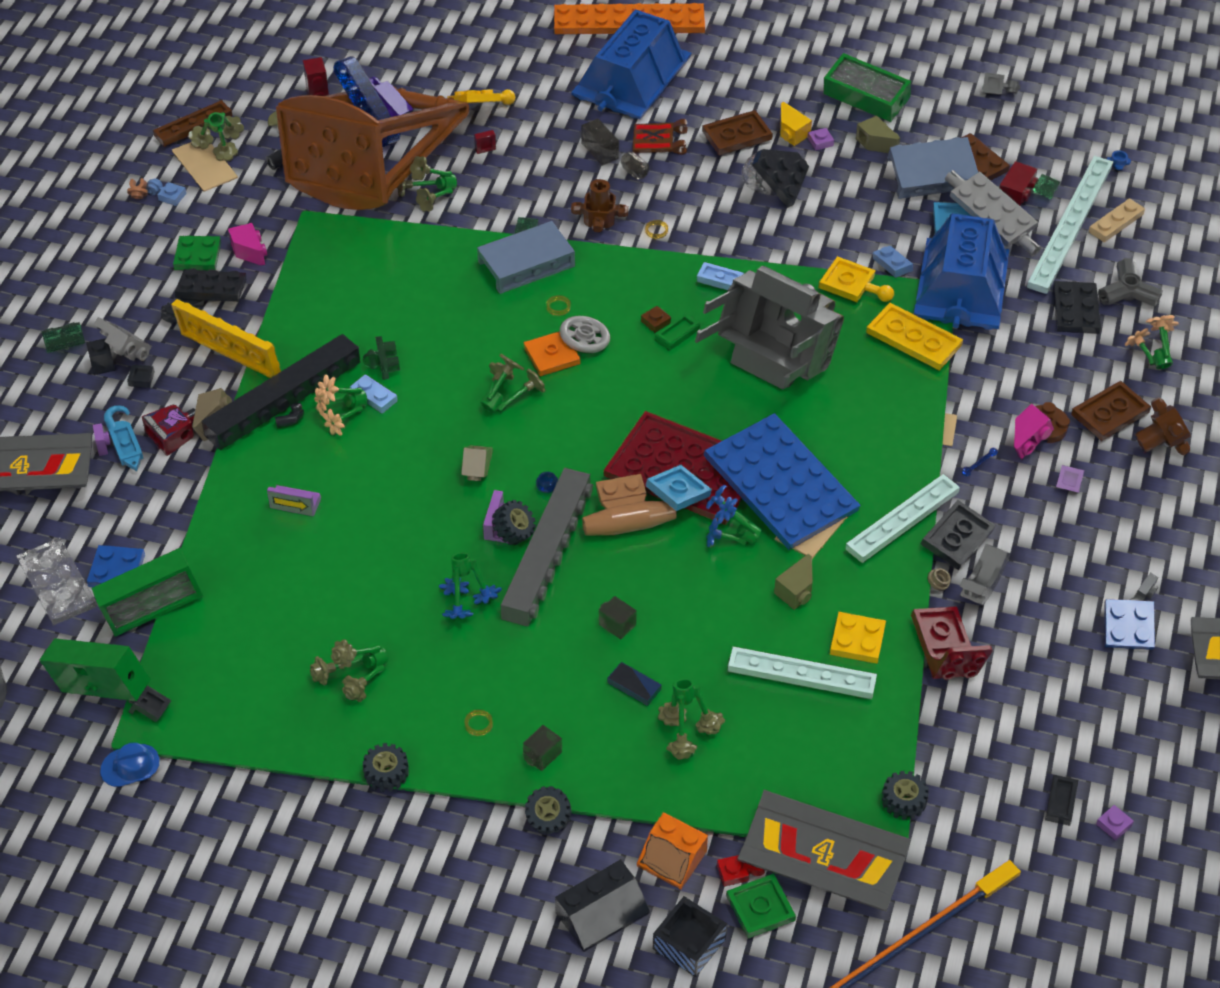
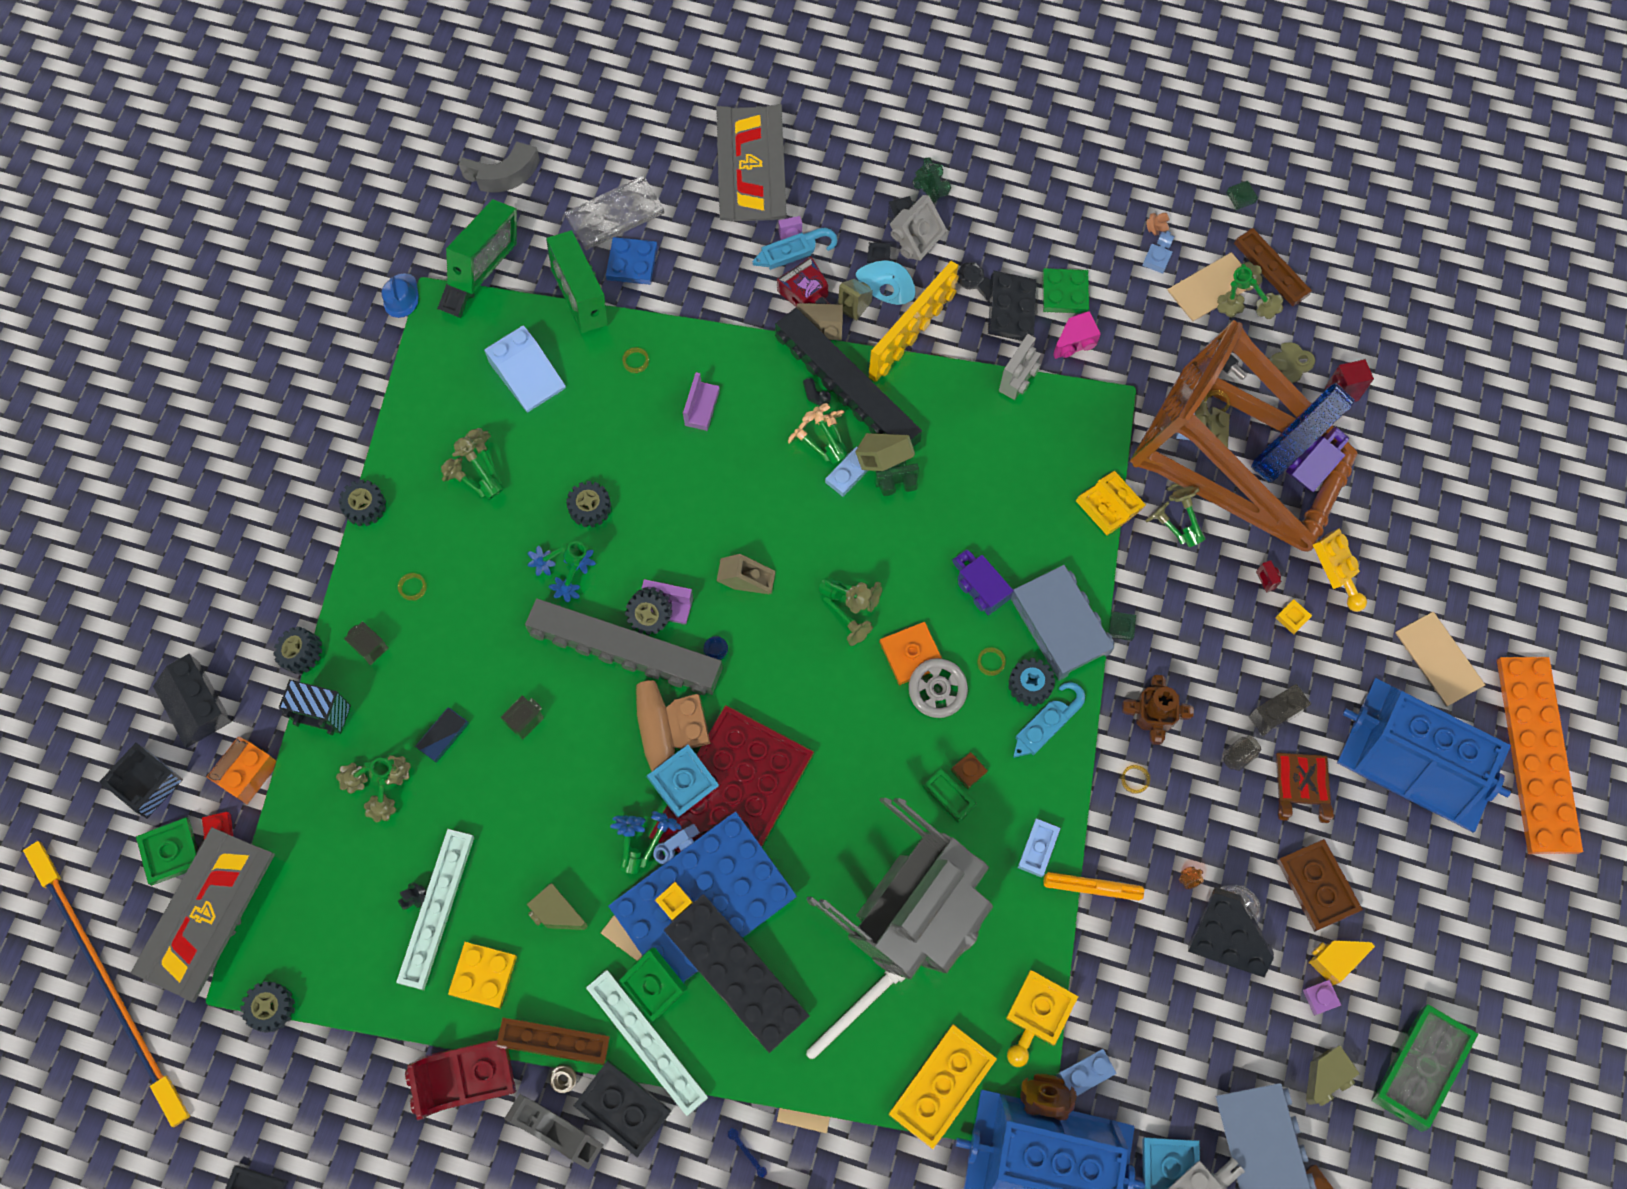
camera: 90 degrees right, 20 degrees up
(114, 138) = (1242, 195): none -> clear green plate
(175, 359) = (882, 273): none -> medium azure piece
(188, 387) = (854, 297): none -> olive slope
(240, 563) = (635, 370): none -> clear yellow piece
(240, 639) = (524, 368): none -> light blue slope
(284, 268) = (1020, 369): none -> light grey plate
(363, 356) = (883, 451): none -> olive slope
(399, 571) = (585, 496): none -> black wheel
(415, 227) = (1110, 503): none -> yellow slope
(488, 303) = (982, 582): none -> dark purple brick
(519, 131) = (1293, 616): none -> yellow plate
(553, 61) = (1440, 659): none -> tan window
(578, 277) = (1030, 690): none -> black wheel
(613, 271) = (1048, 722): none -> dark azure plate
(614, 774) = (314, 706): none -> black container
(733, 490) = (682, 840): none -> medium blue plate
(736, 199) = (1191, 877): none -> clear orange plate
(748, 248) = (1094, 886): none -> light orange axle
(786, 487) = (674, 901): none -> yellow plate
(791, 689) = (412, 896): none -> black plate
(840, 454) = (736, 973): none -> black plate
(856, 508) = (652, 985): none -> green plate
(872, 396) = (852, 1014): none -> white piece
(911, 576) = (553, 1041): none -> reddish brown plate
(915, 272) = (1048, 1097): none -> reddish brown plate

